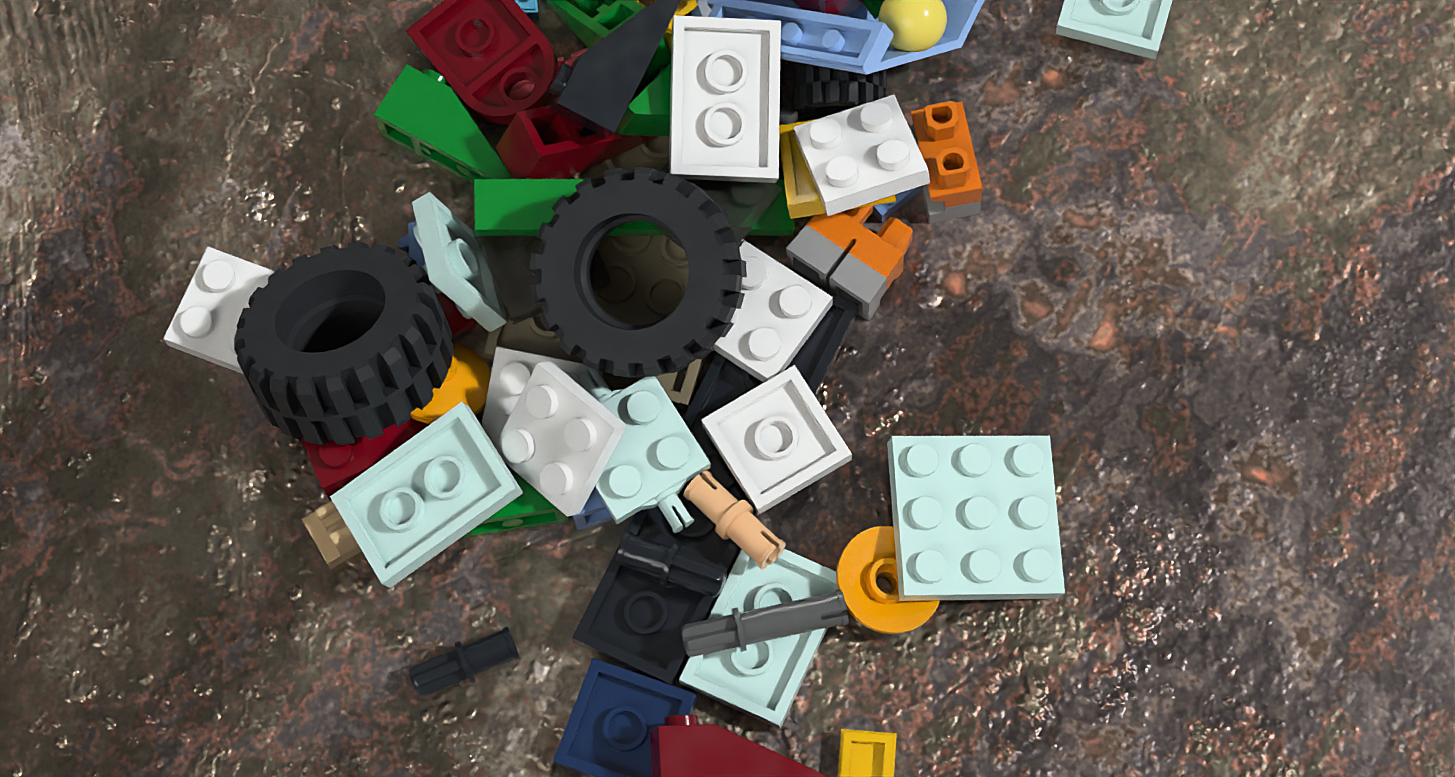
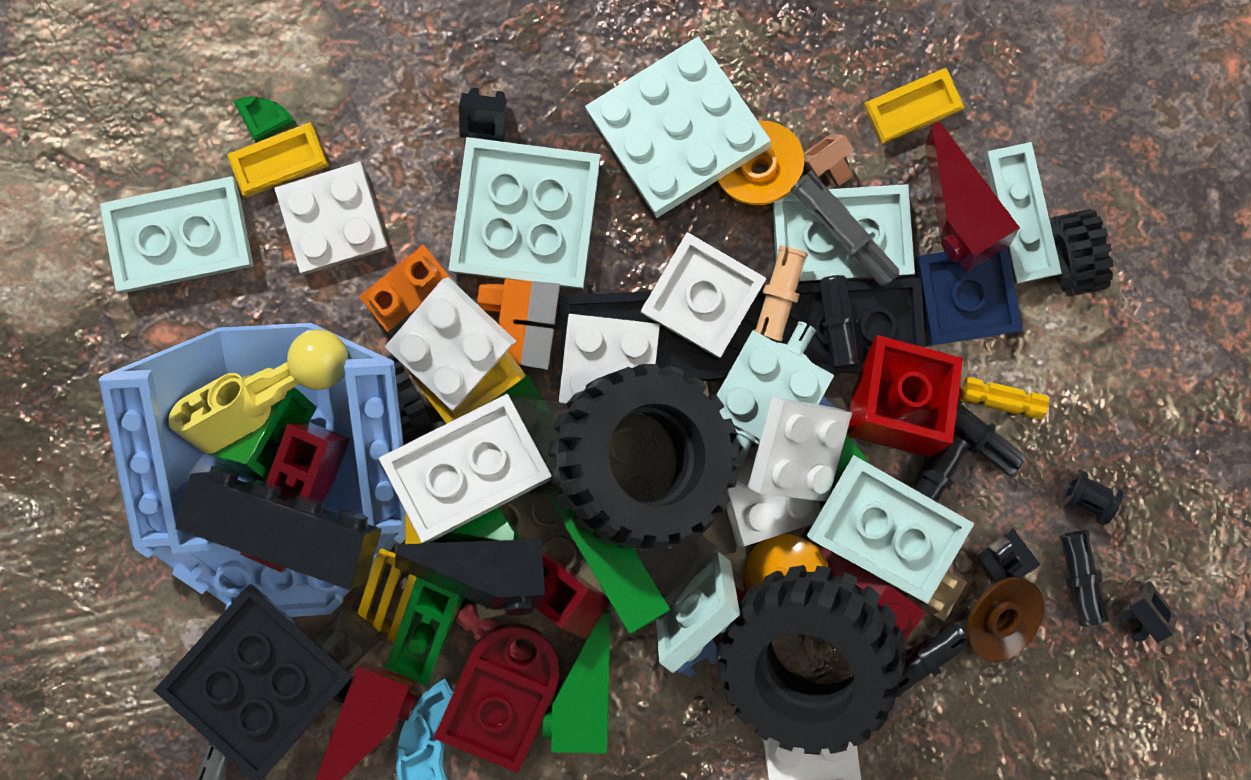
camera: 125 degrees left, 15 degrees up
(180, 735) = (1153, 613): none -> black tile
(259, 686) = (1083, 578): none -> black pin
(266, 577) = (1005, 619): none -> reddish brown dish
(274, 482) = (931, 656): none -> black pin
(325, 621) = (1006, 557): none -> black tile
(335, 741) = (1092, 497): none -> black bush
(454, 593) = (940, 470): none -> black pin
(494, 709) = (1003, 398): none -> yellow axle
(554, 595) = (906, 397): none -> red slope
(855, 655) = (828, 160): none -> nougat tile
(965, 317) = (524, 213): none -> light aqua plate
(1065, 130) = (331, 218): none -> white plate
(1090, 326) = (483, 116): none -> black tile
(1155, 109) = (278, 160): none -> yellow tile
(1209, 116) = (263, 117): none -> green tile

